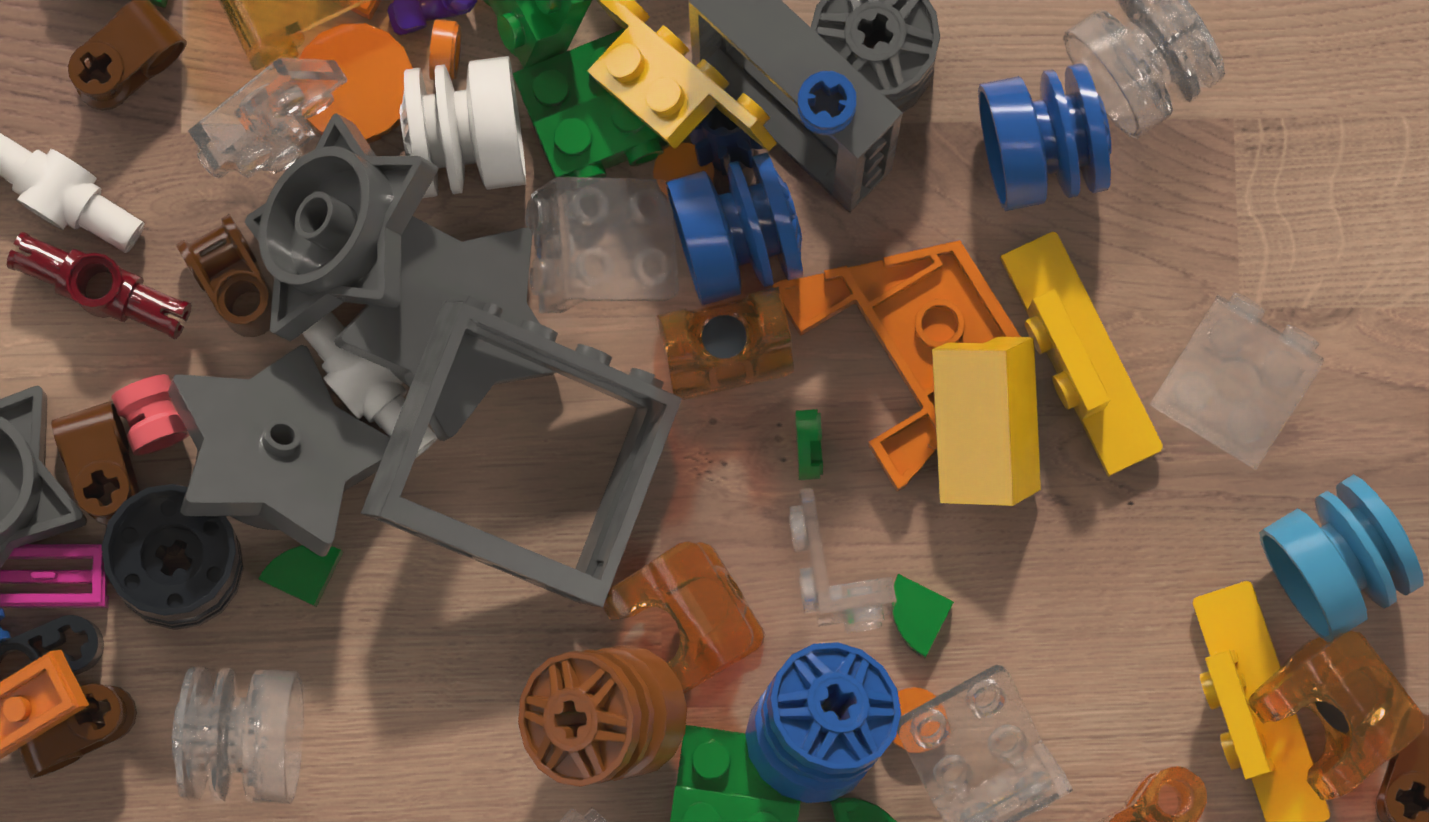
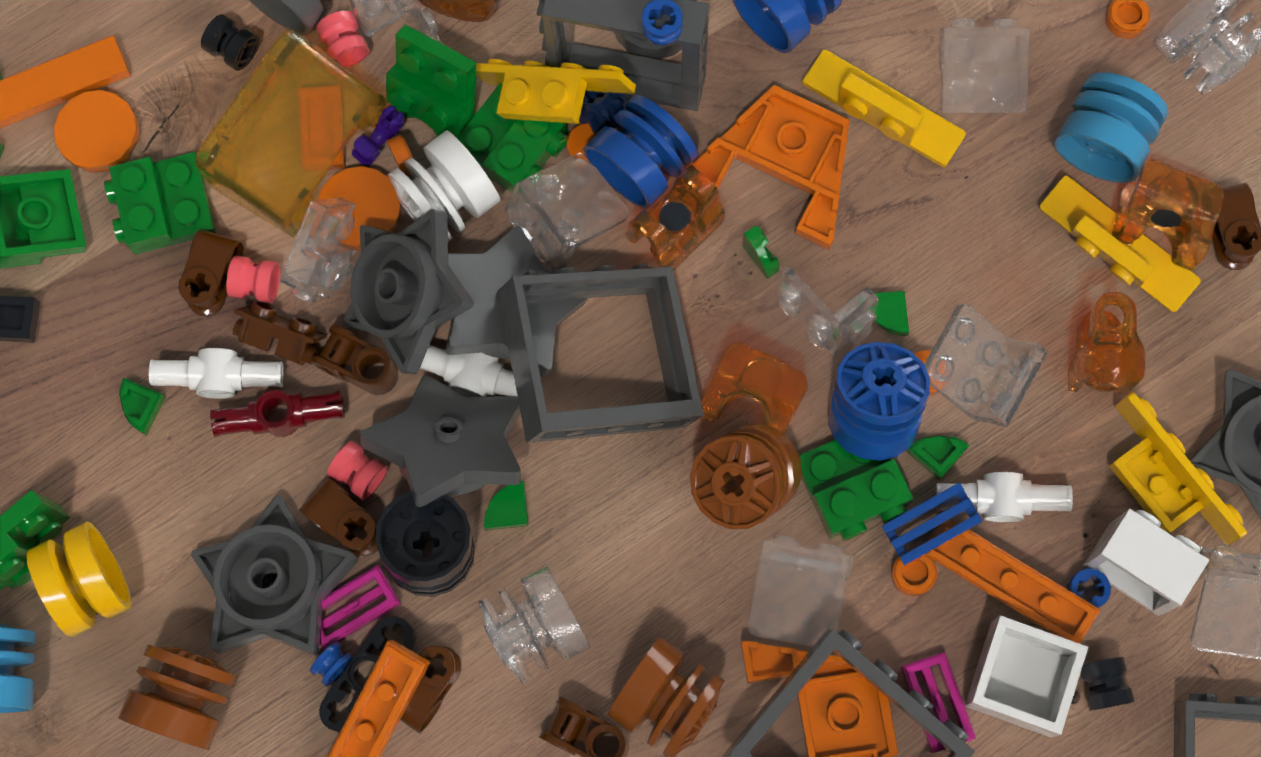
camera: 30 degrees left, 5 degrees down
(148, 159) = (294, 335): none -> reddish brown hinge
(166, 94) = (250, 278): none -> coral wheel
(987, 421) = (858, 173): yellow piece -> none

